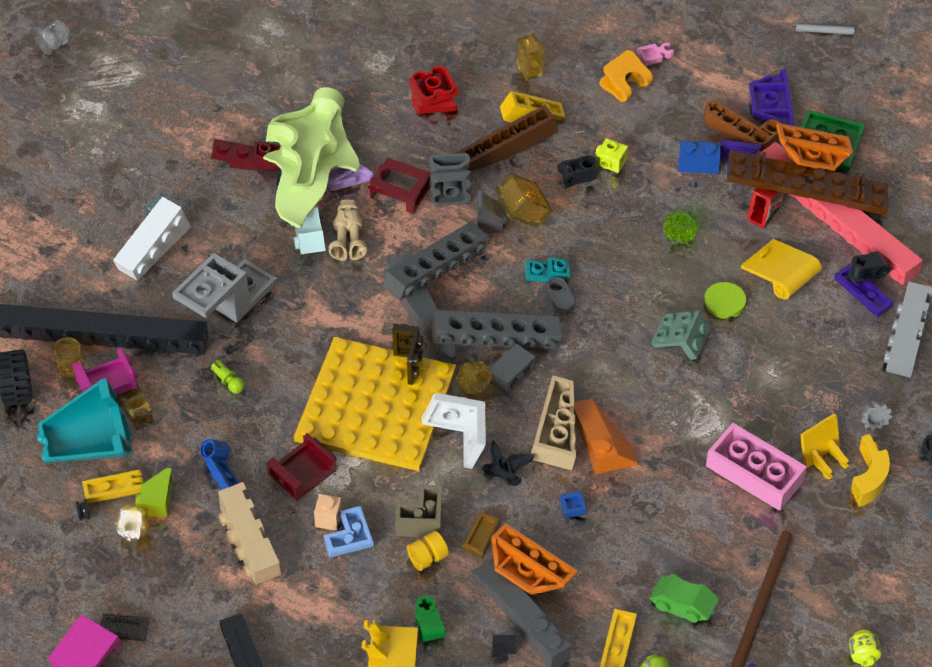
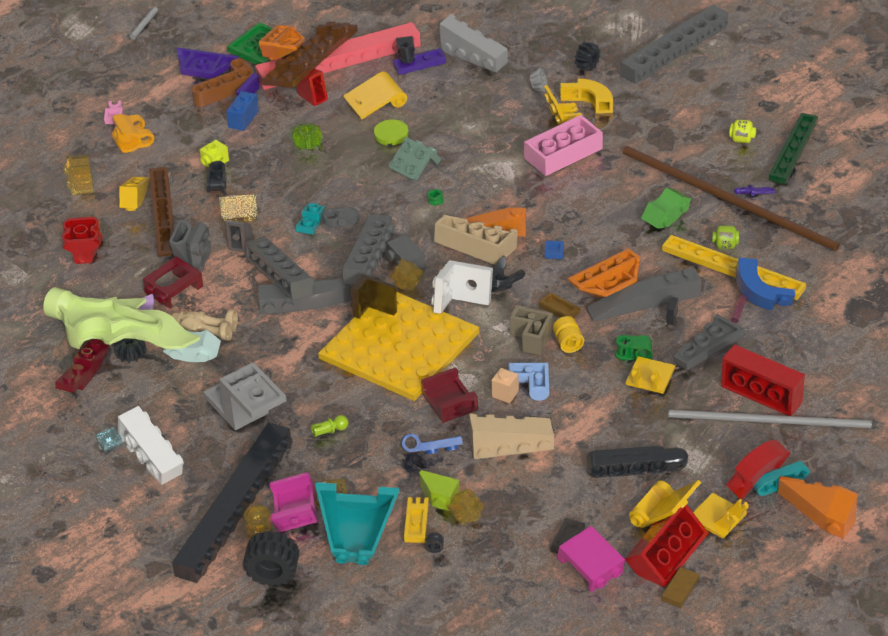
camera: 70 degrees left, 10 degrees down
(621, 373) = (435, 197): none -> green bush

